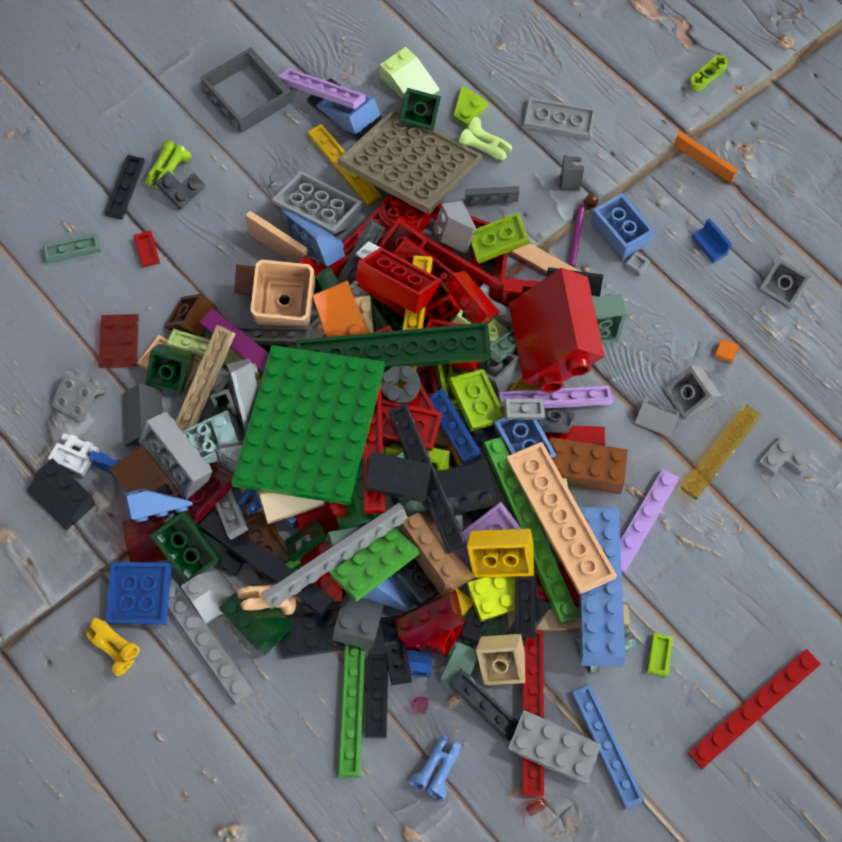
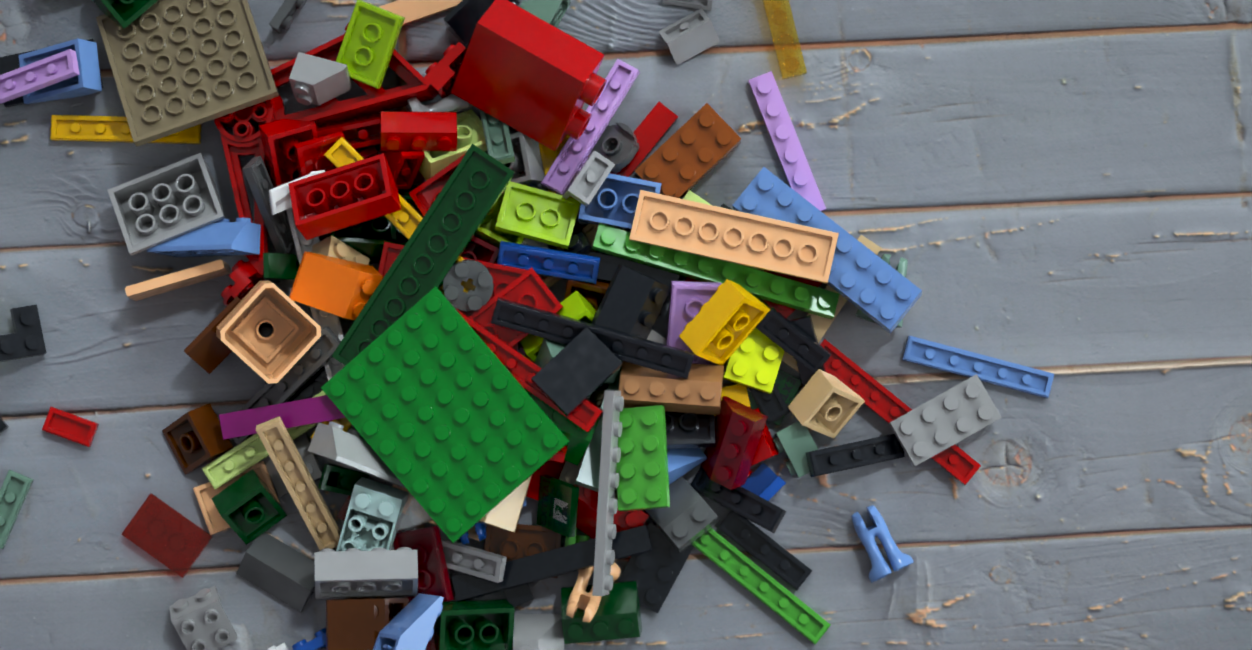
camera: 50 degrees left, 20 degrees up
(420, 704) = (805, 514): clear pink hinge -> none
(536, 806) = (984, 483): clear red tile -> none
(660, 654) = (931, 243): lime tile -> none
(753, 709) = (1050, 196): red plate -> none

